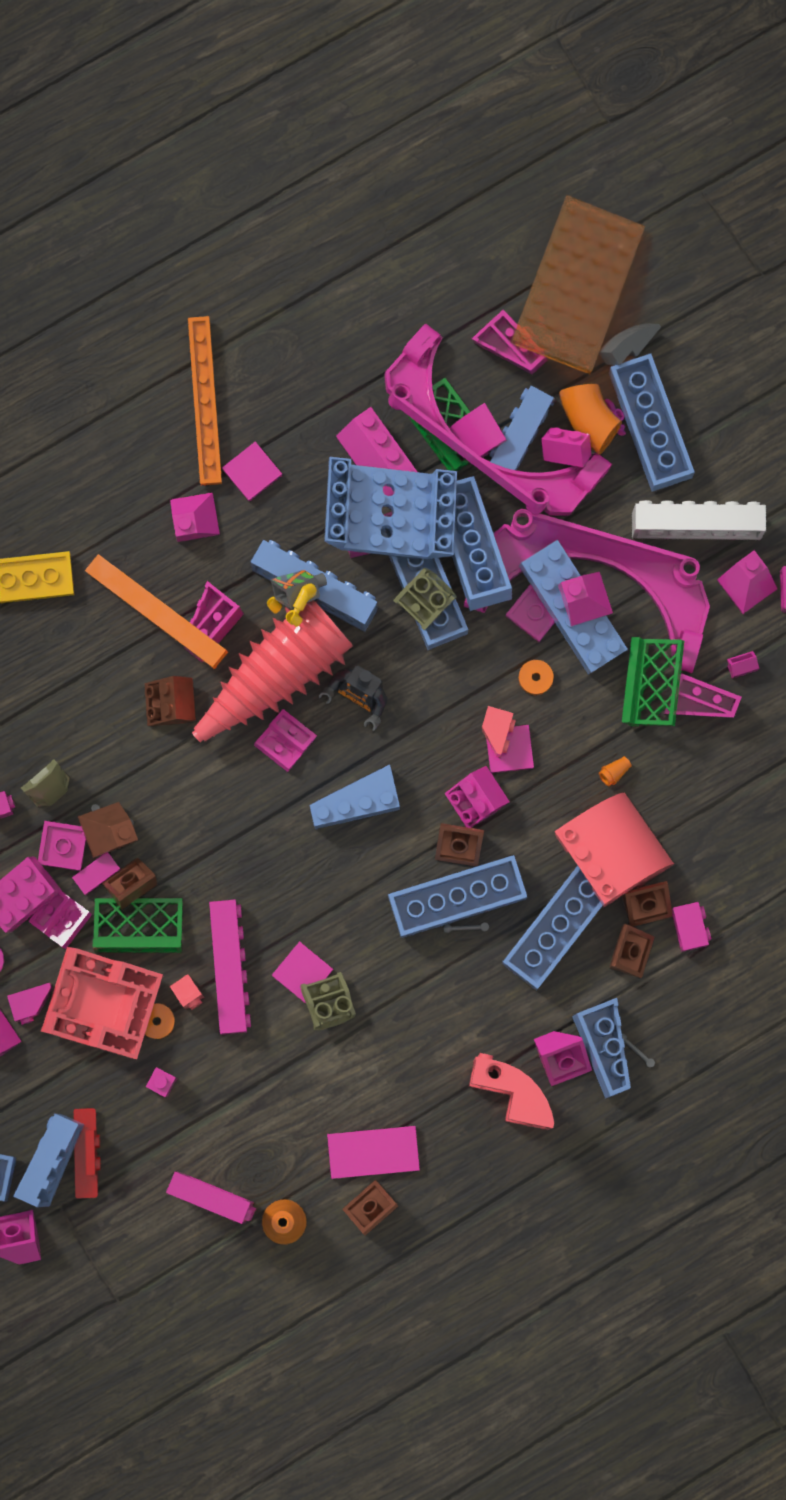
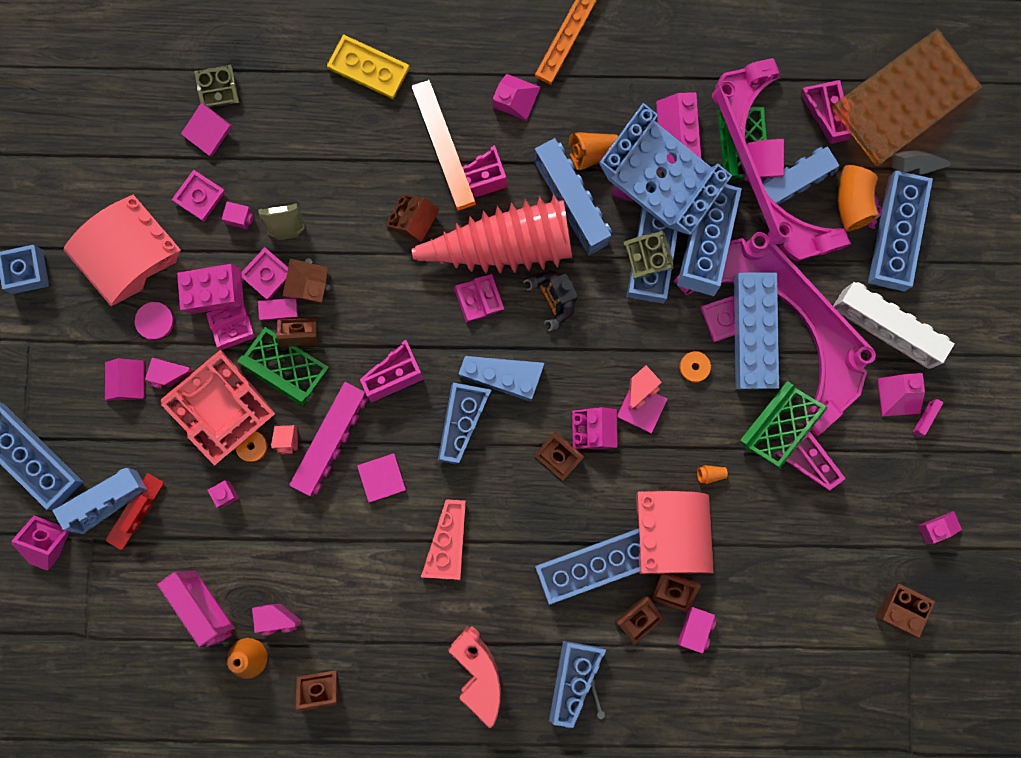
camera: 30 degrees right, 0 degrees up
(250, 865) = (392, 374): none -> dark pink wedge
(252, 471) = (578, 89): dark pink tile -> none
(286, 1165) = (273, 617): none -> dark pink slope
(295, 592) = (553, 187): torso -> none
(303, 524) = (589, 148): none -> orange cone
(328, 1002) = (385, 512): olive slope -> none
(343, 866) = (461, 418): none -> medium blue wedge
(373, 1152) = (347, 648): dark pink tile -> none
(407, 999) = (446, 548): none -> coral wing
(448, 928) = (539, 529): dark grey hinge -> none
(457, 896) = (533, 494): medium blue brick -> none
(562, 1056) = (536, 667): dark pink slope -> none
(566, 447) = (825, 209): dark pink brick -> none
(585, 598) = (770, 328): dark pink slope -> none
(743, 664) = (859, 454): dark pink piece -> none

